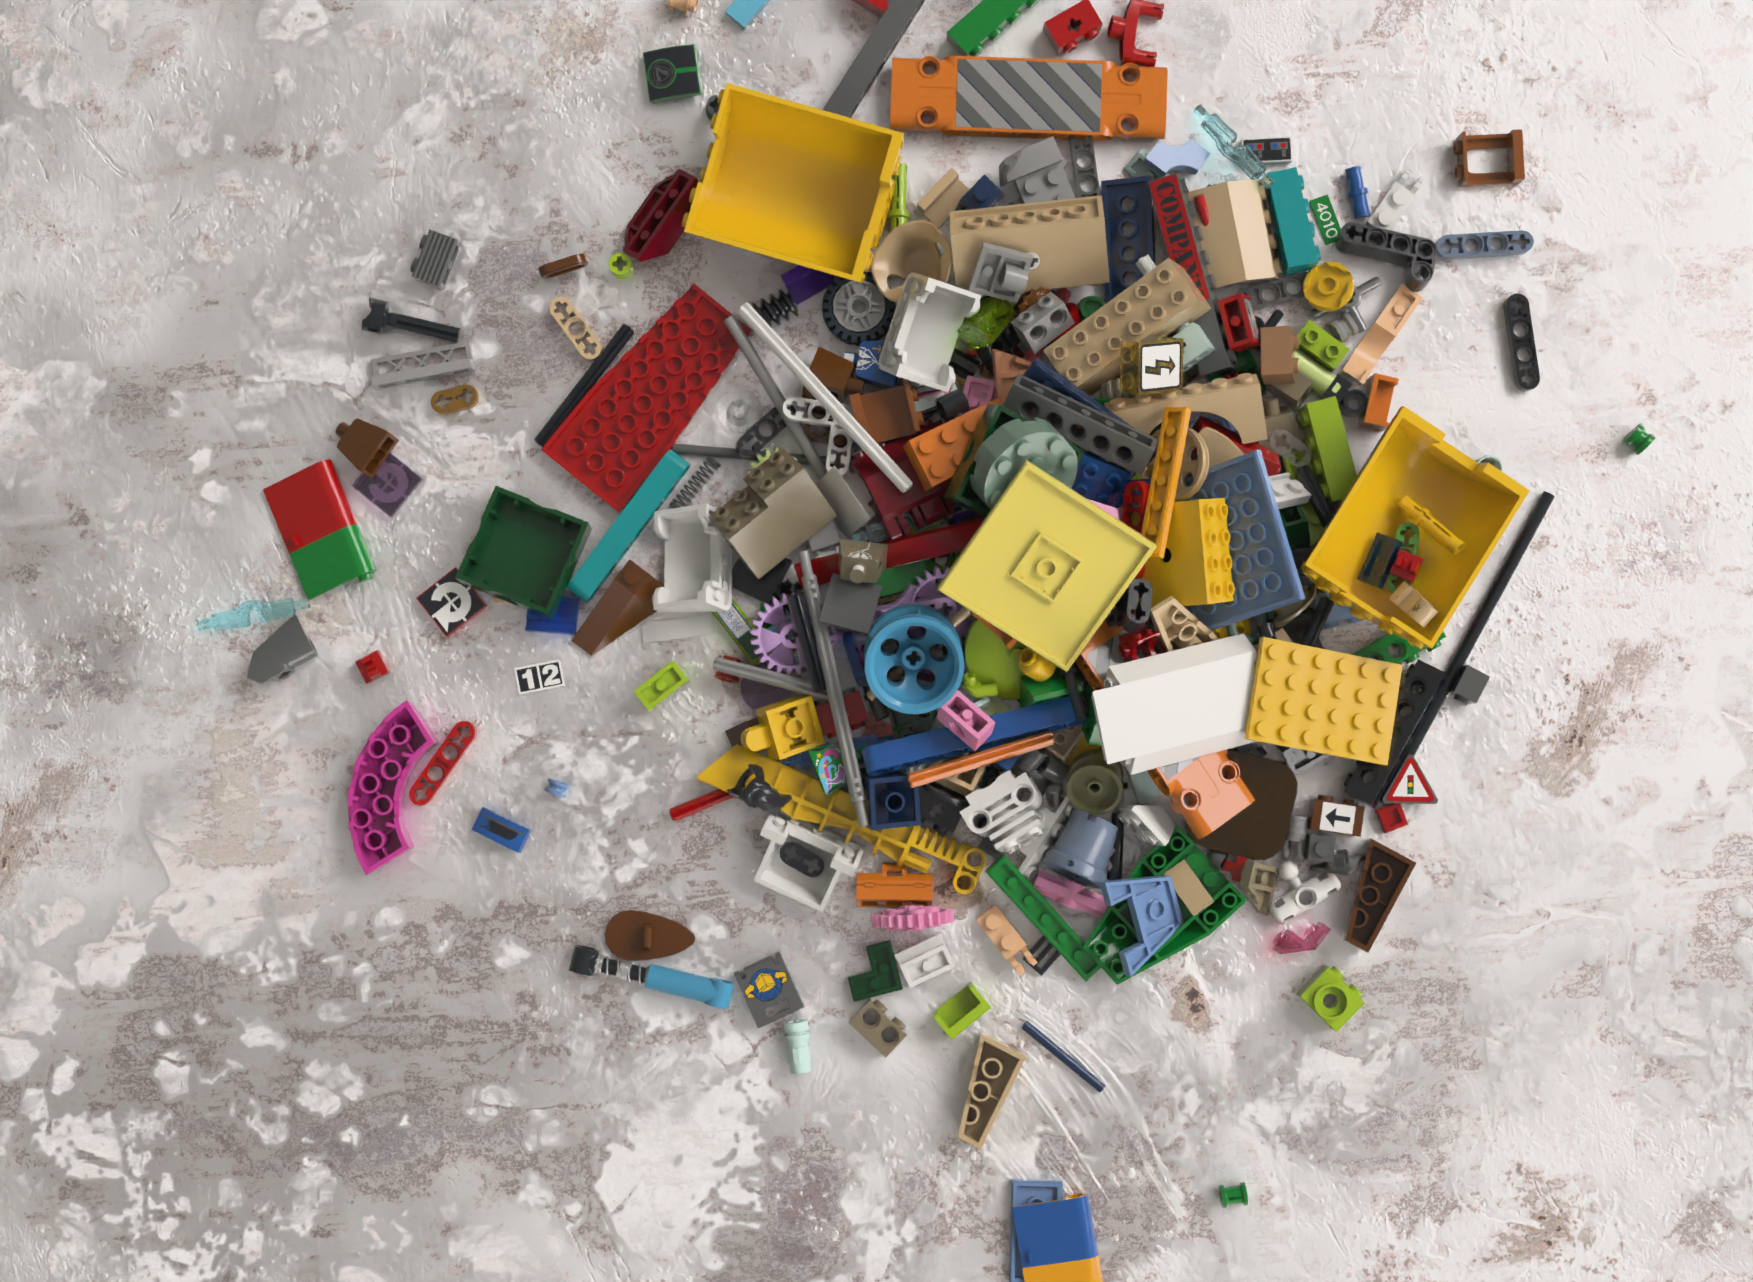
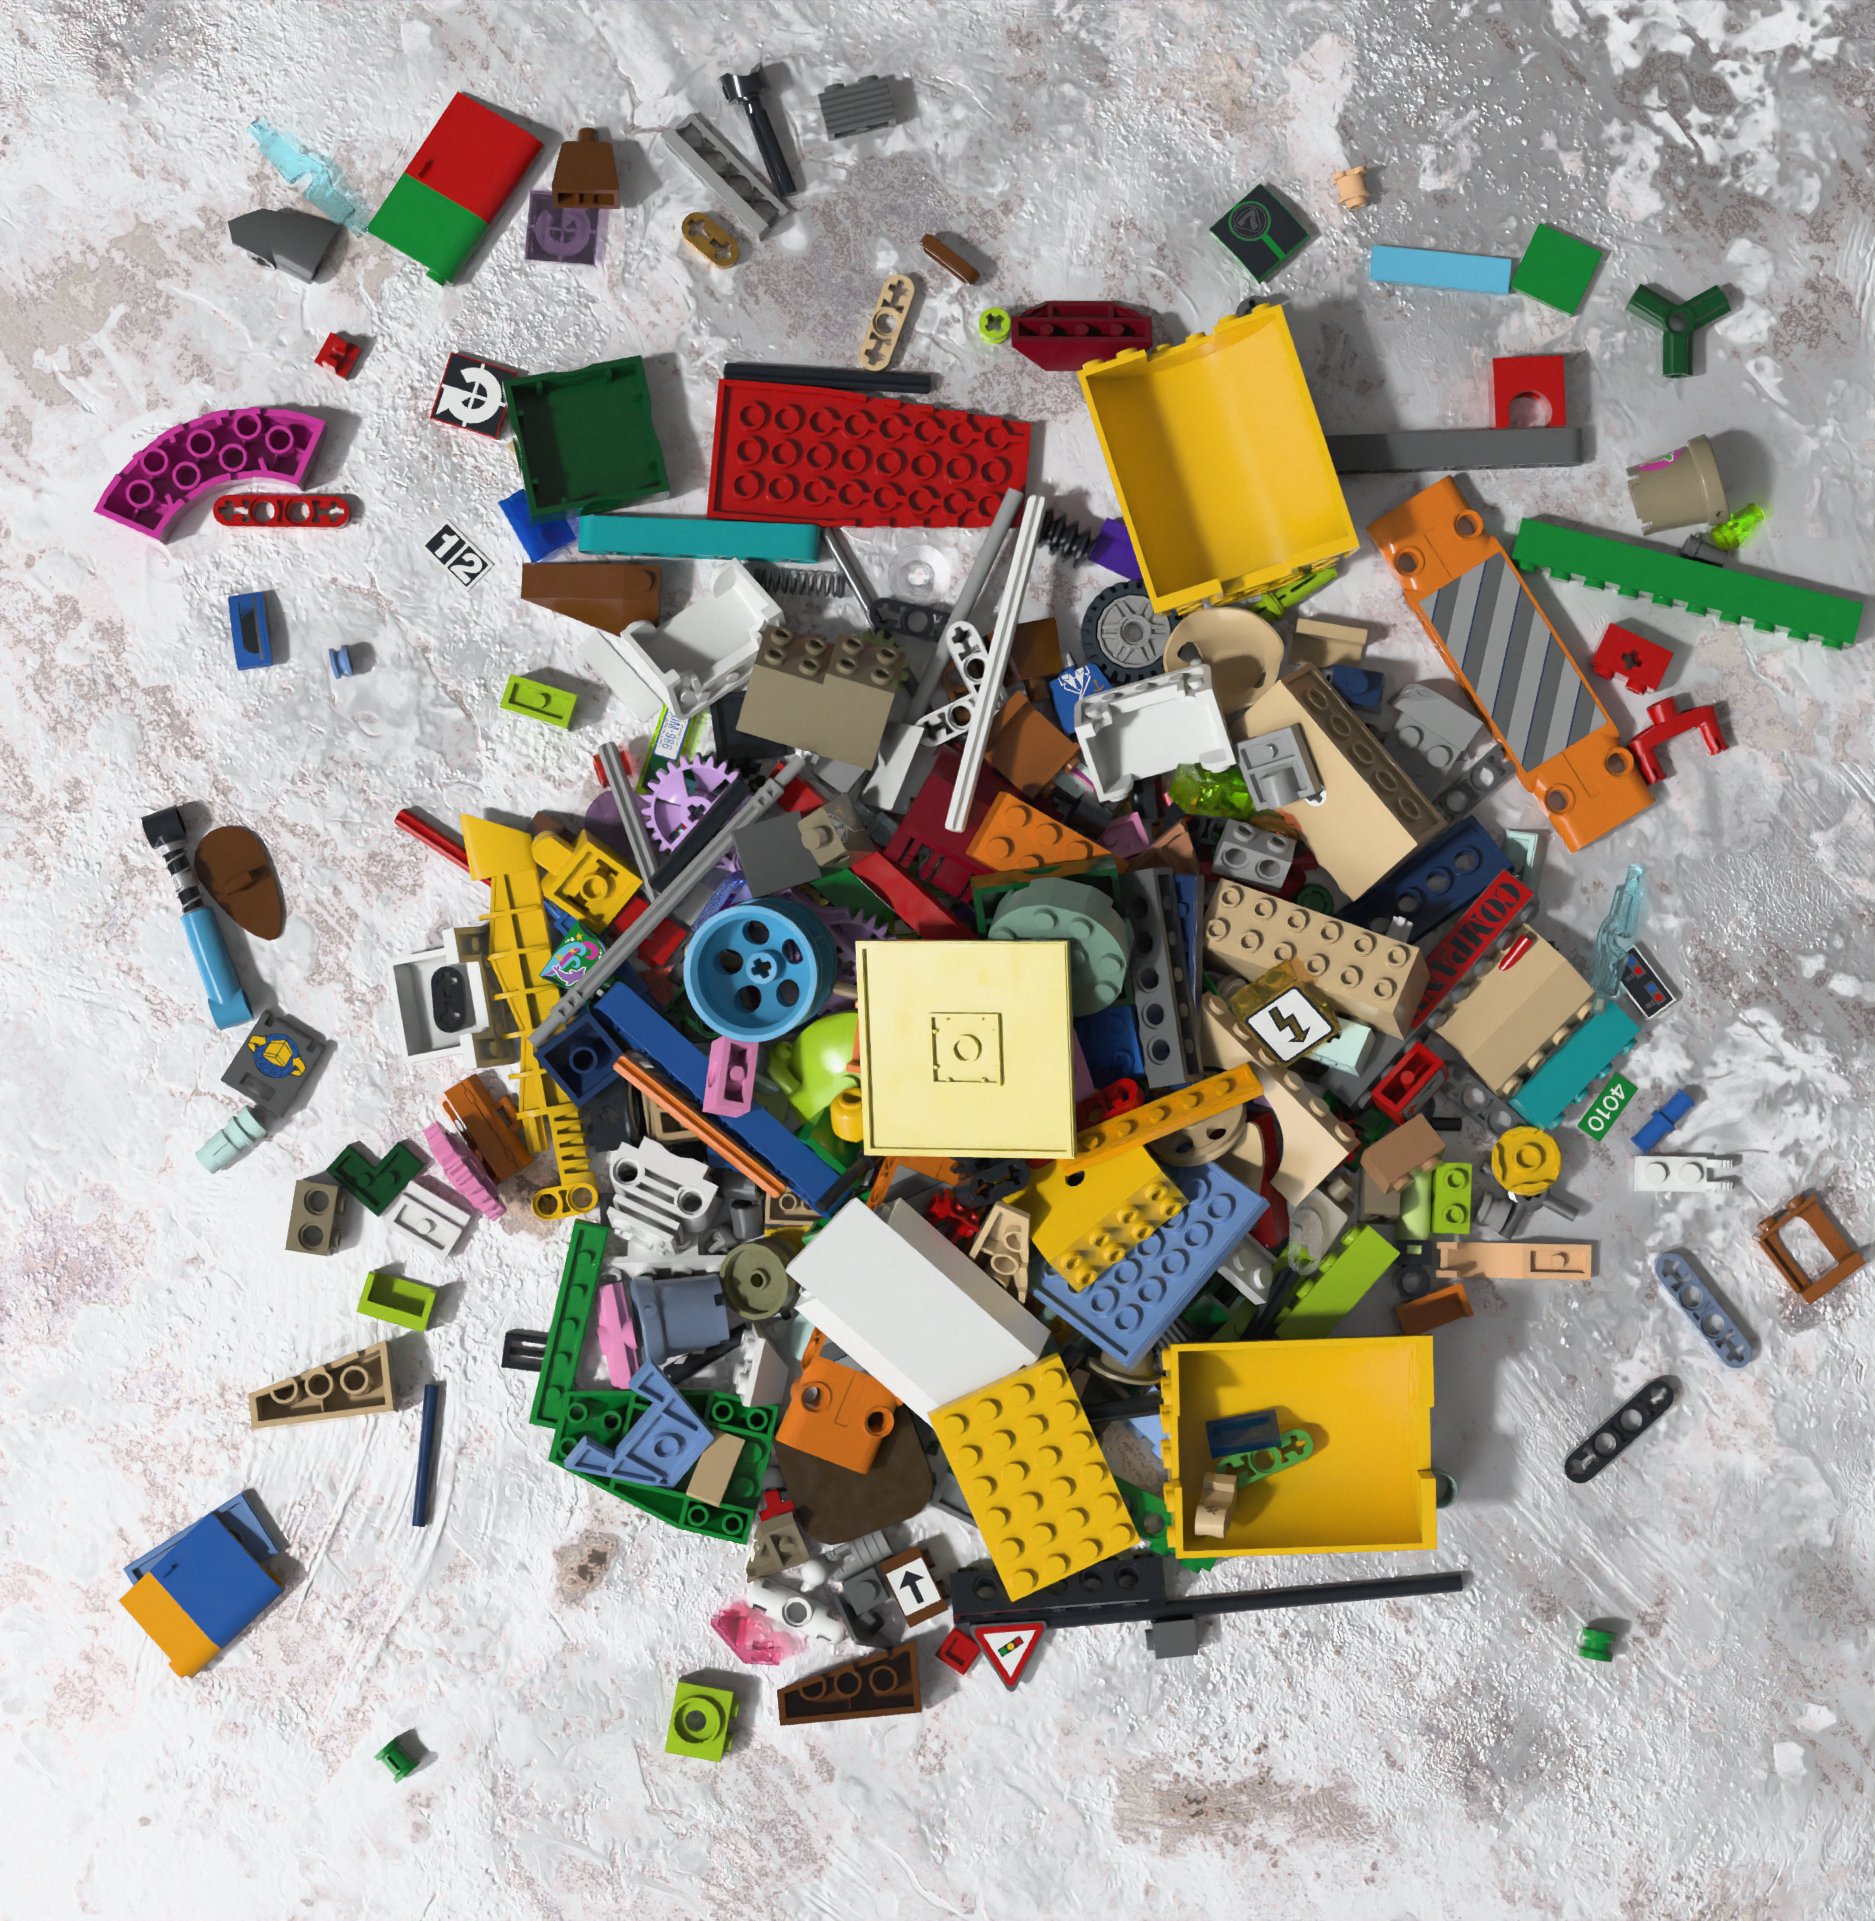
camera: 50 degrees right, 0 degrees up
(759, 792) = (490, 896): black hair -> none
(1005, 937) = (516, 1295): light nougat hinge -> none
(1168, 158) = (1549, 872): tile -> none
(1387, 253) = (1614, 1200): black beam -> none
(1406, 566) = (1256, 1468): red tile -> none
(1422, 518) = (1325, 1452): yellow pin -> none

